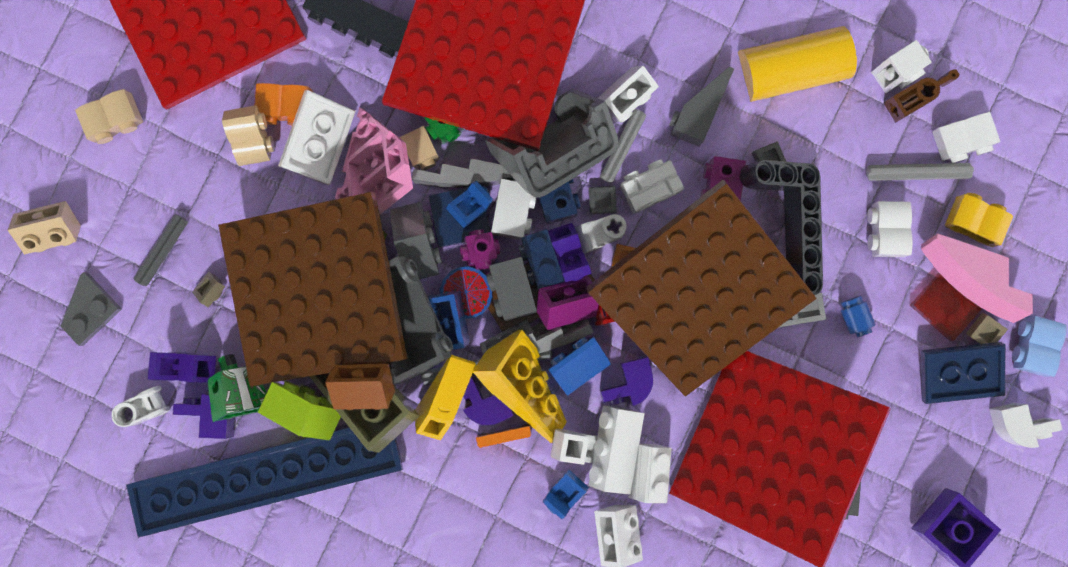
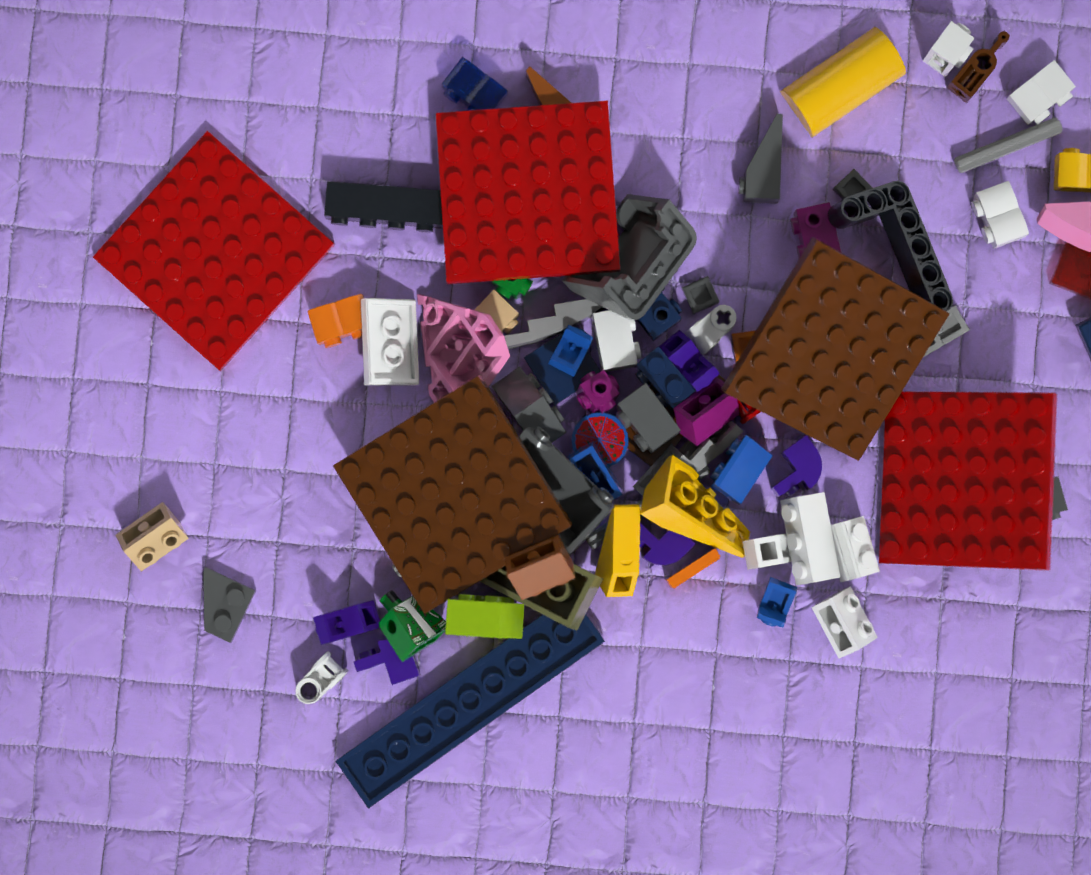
camera: 20 degrees left, 0 degrees up
(109, 116) = (169, 400): tan brick -> none
(160, 250) = (273, 515): dark grey axle -> none
(208, 289) = (339, 536): dark tan plate -> none
(247, 135) = (321, 366): tan brick -> none
(624, 144) = (701, 227): light grey axle -> none
(628, 92) = (685, 178): white brick -> none
(651, 186) = (744, 263): white brick -> none
(857, 316) = (999, 315): blue brick -> none

